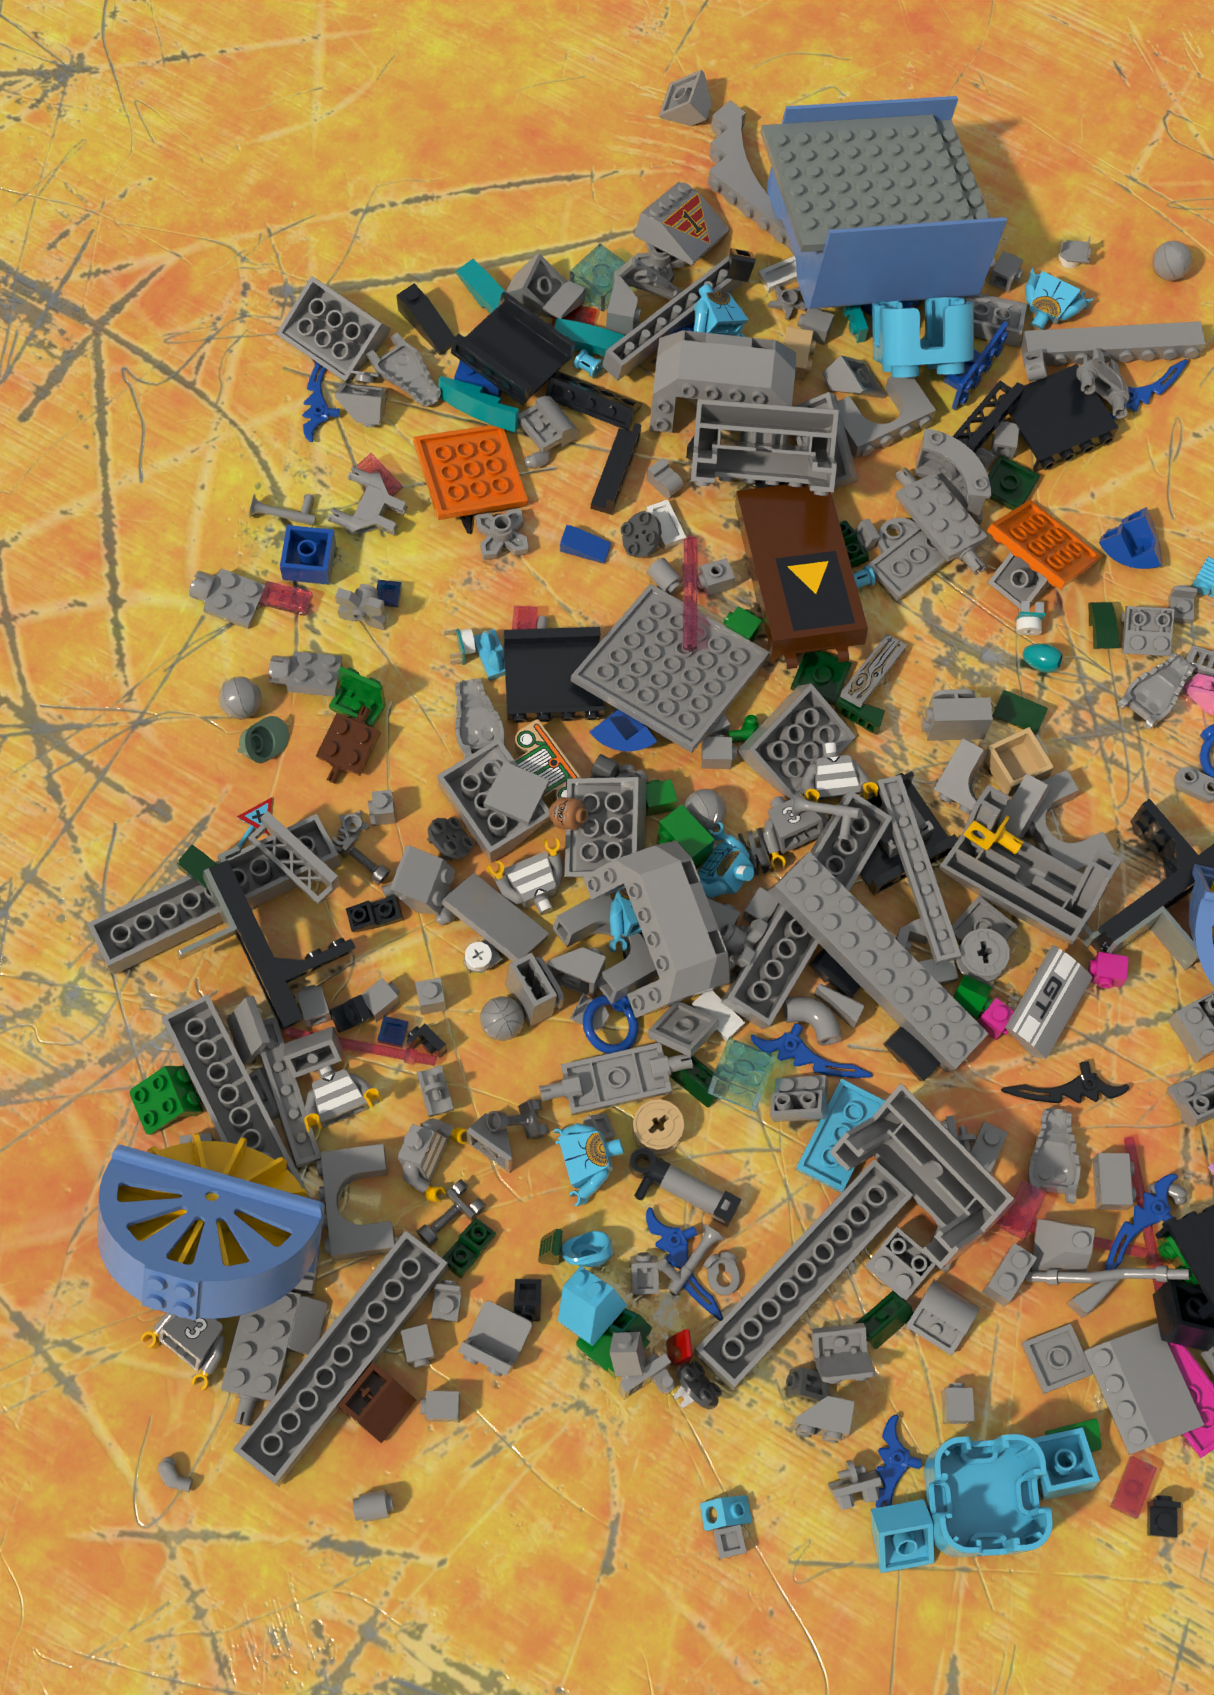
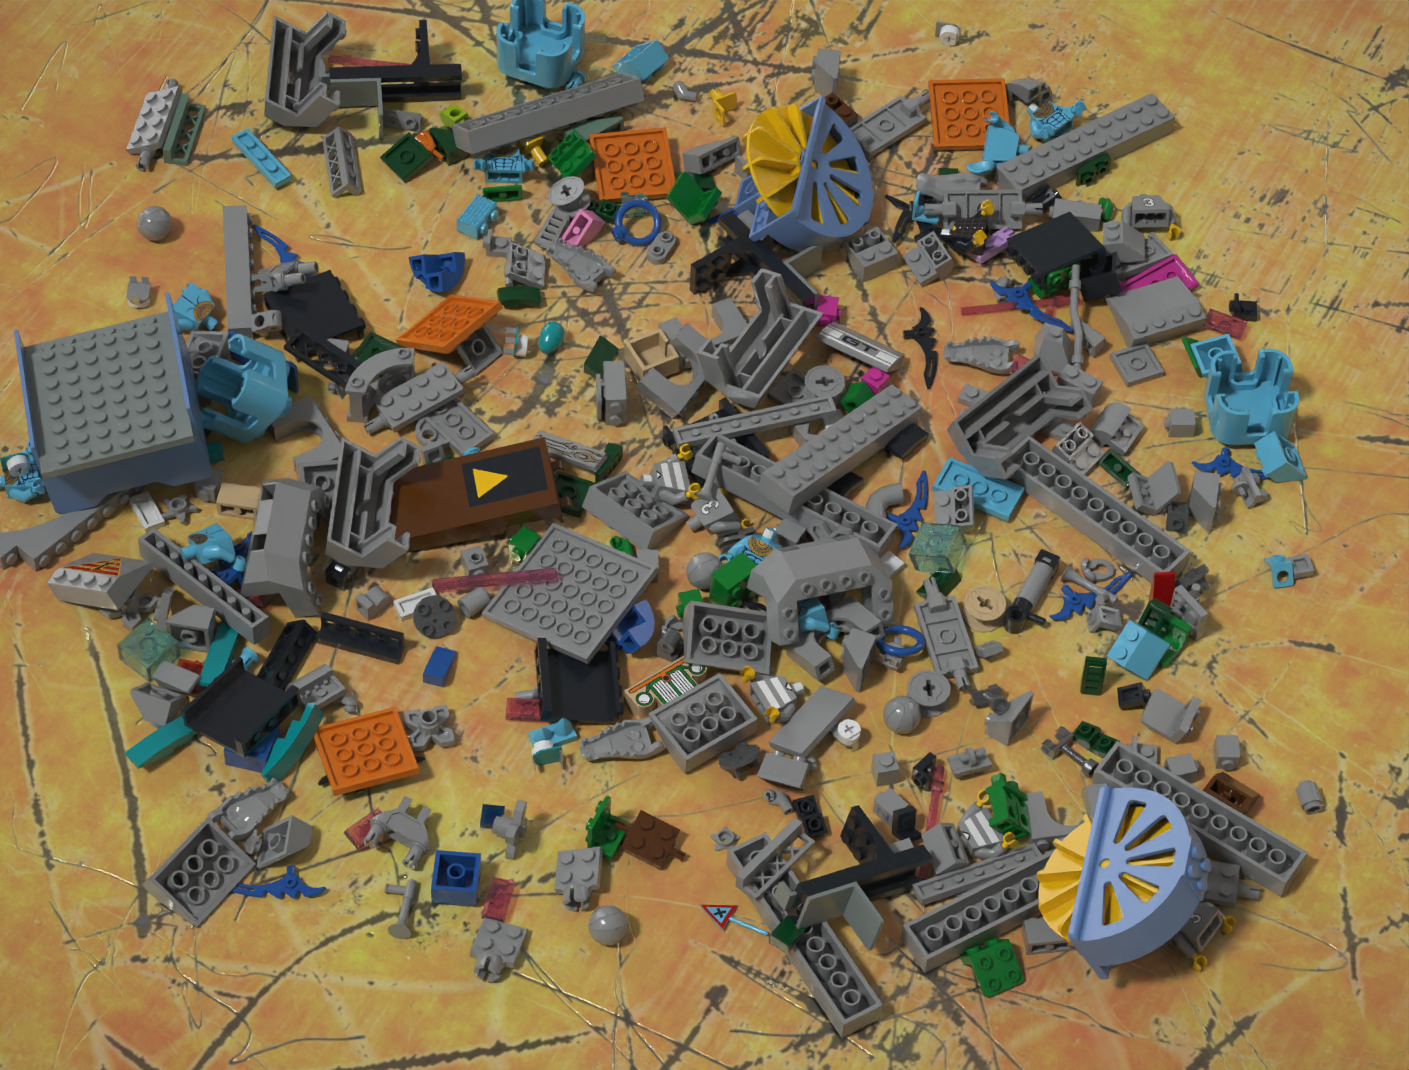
camera: 90 degrees left, 15 degrees down
(170, 1477) = (1306, 941): light grey arm -> none
(248, 1030) = (928, 894): light grey tile -> none
(264, 739) = (649, 911): sand green piece -> none
(356, 1122) = (1008, 807): none -> green hips
(378, 873) = (773, 813): flat silver bar -> none
(381, 808) = (711, 811): light grey brick -> none
(393, 1032) = (918, 797): clear blue plate -> none
(422, 1153) = (1024, 766): light grey torso -> none
(424, 318) = (187, 795): black slope -> none
(516, 793) = (703, 697): light grey tile -> none
(534, 988) = (878, 685): light grey brick -> none
(548, 1048) = (938, 689): none -> light grey piece
(568, 813) = (721, 657): medium nougat head -> none
(587, 1158) = (1019, 648): medium azure torso -> none
(588, 1249) = (1090, 645): medium azure hat -> none
(627, 1354) = (1180, 608): light grey brick -> none
(683, 1028) = (906, 585): light grey tile -> none
(740, 264) = (153, 526): black slope -> none
(843, 1006) = (874, 480): light grey slope -> none
(852, 377) = (271, 459): light grey slope -> none
(1000, 835) = (736, 351): yellow bracket -> none
(1113, 1181) = (998, 320): light grey brick -> none

